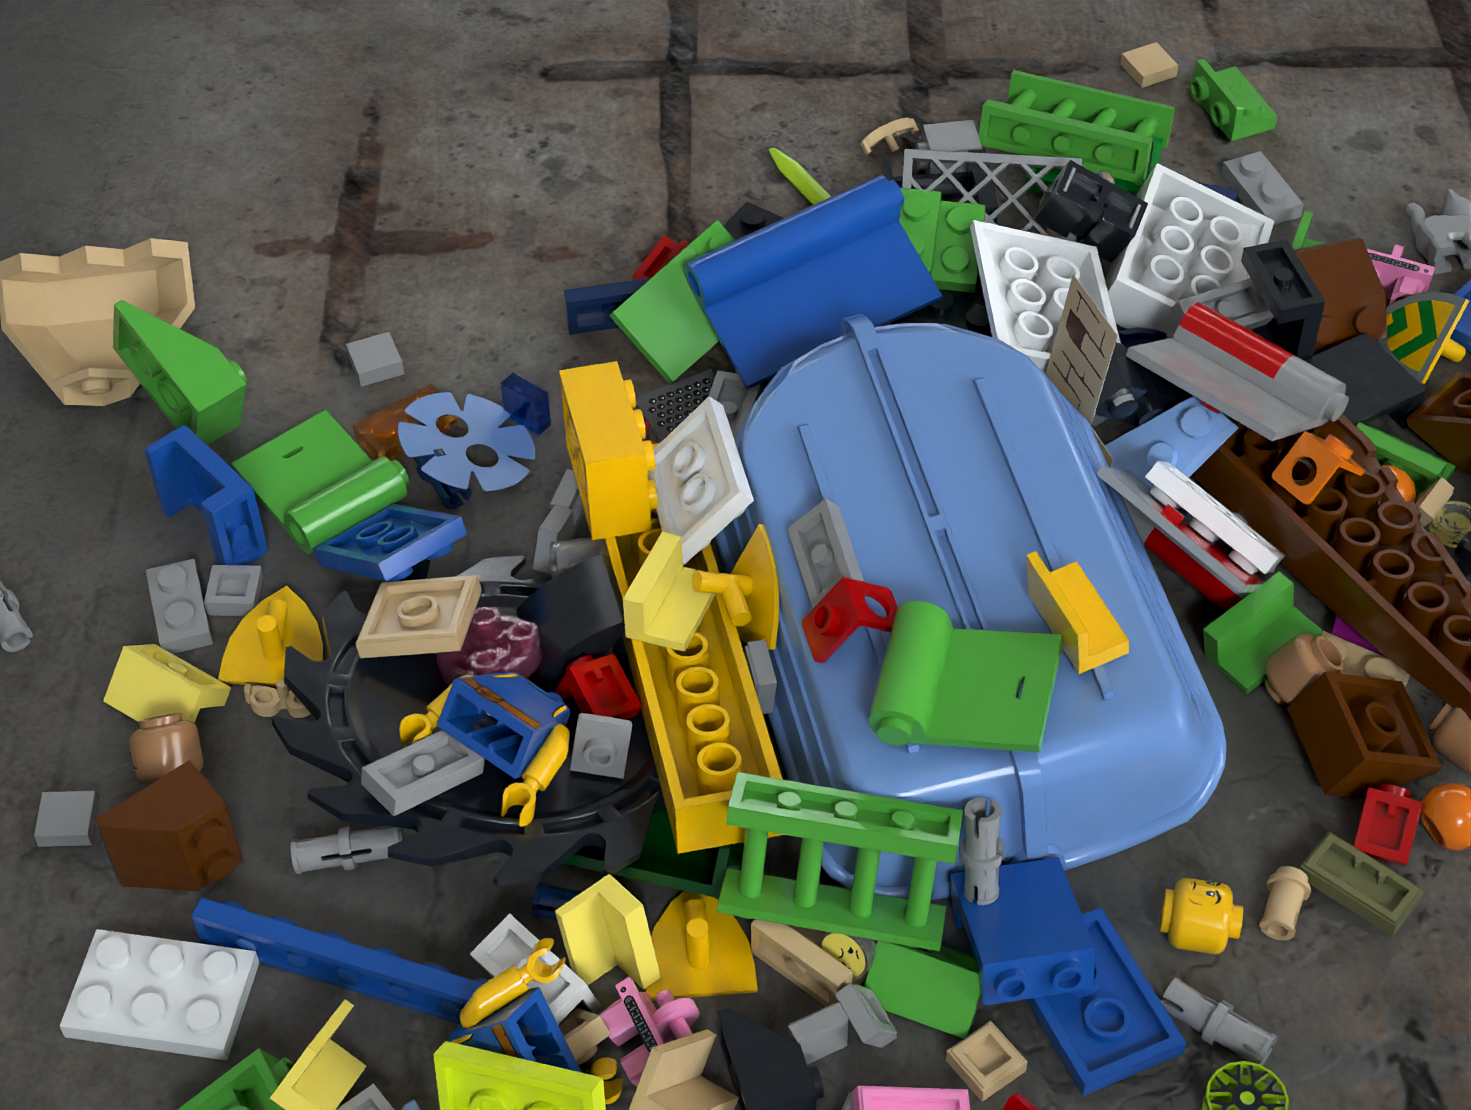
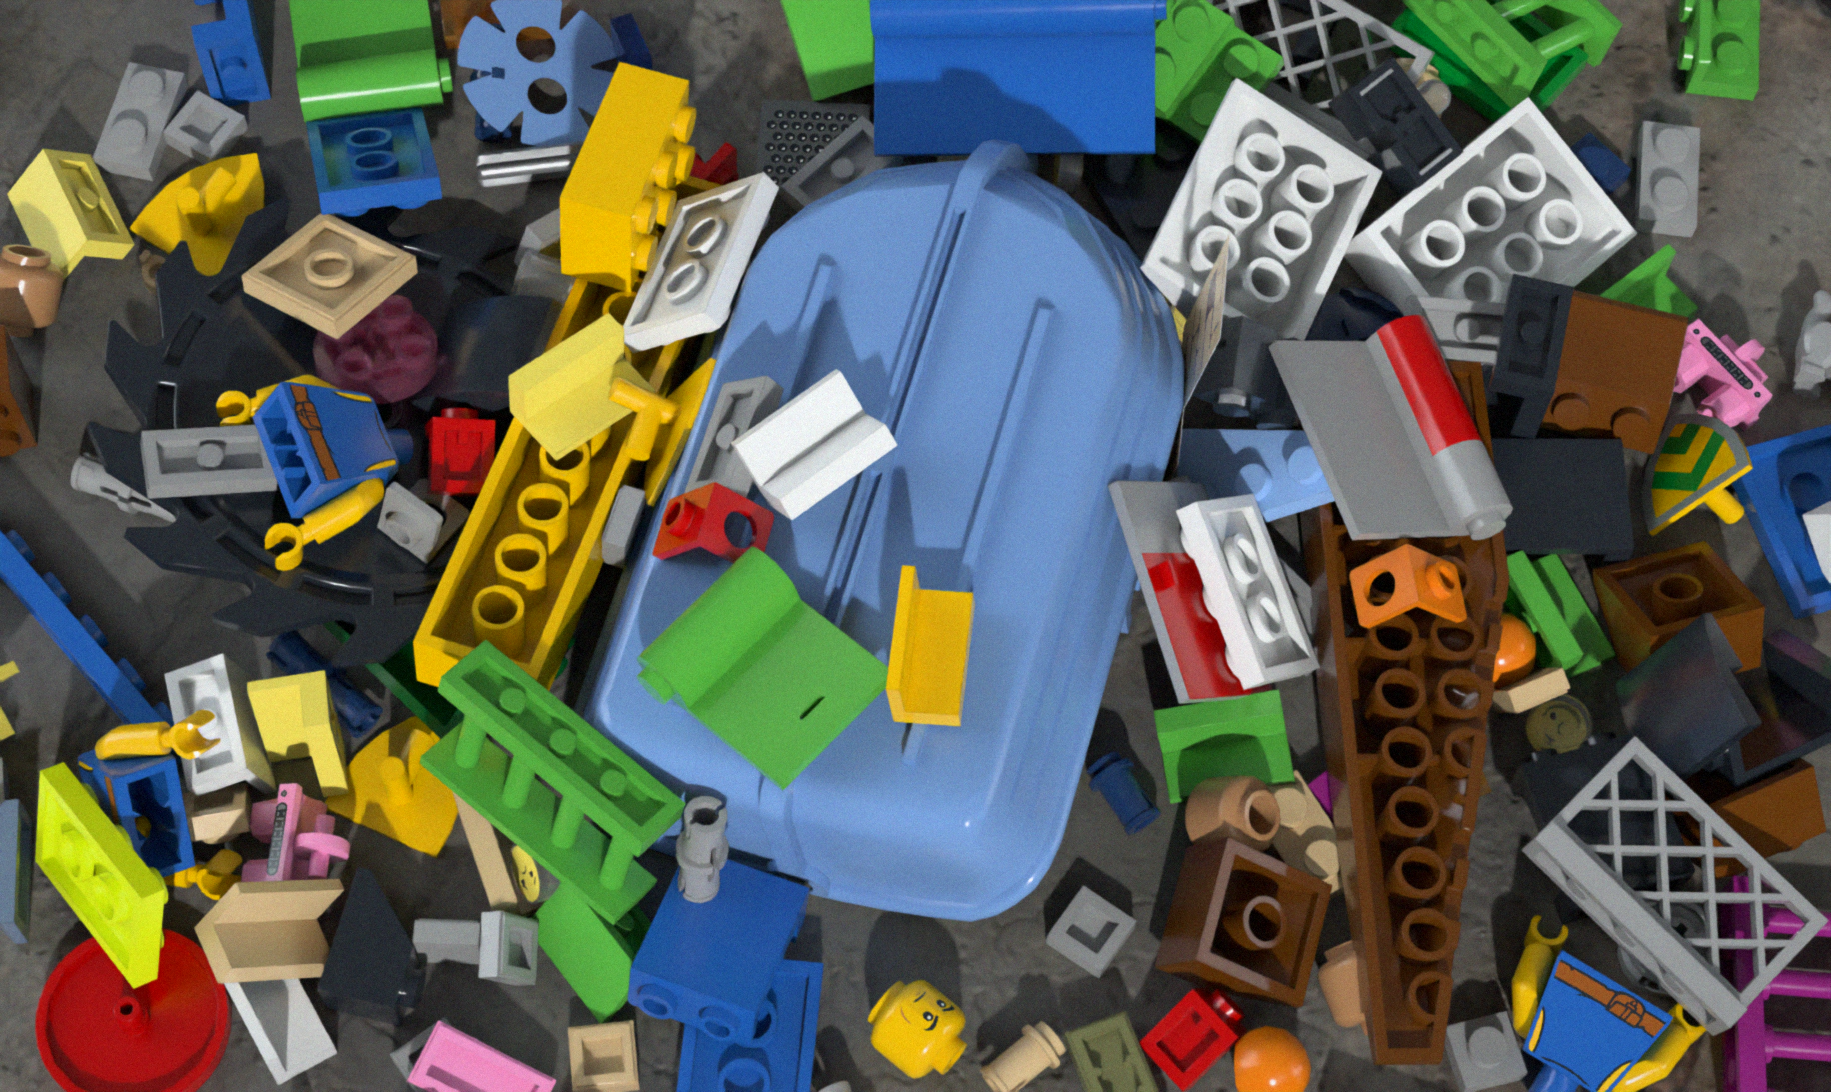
camera: 25 degrees right, 15 degrees up
(515, 495) = (527, 164): none -> axle
(892, 527) = (812, 446): none -> white panel
(1228, 702) = (1122, 792): none -> dark blue pin
(1261, 798) = (1091, 932): none -> light grey tile

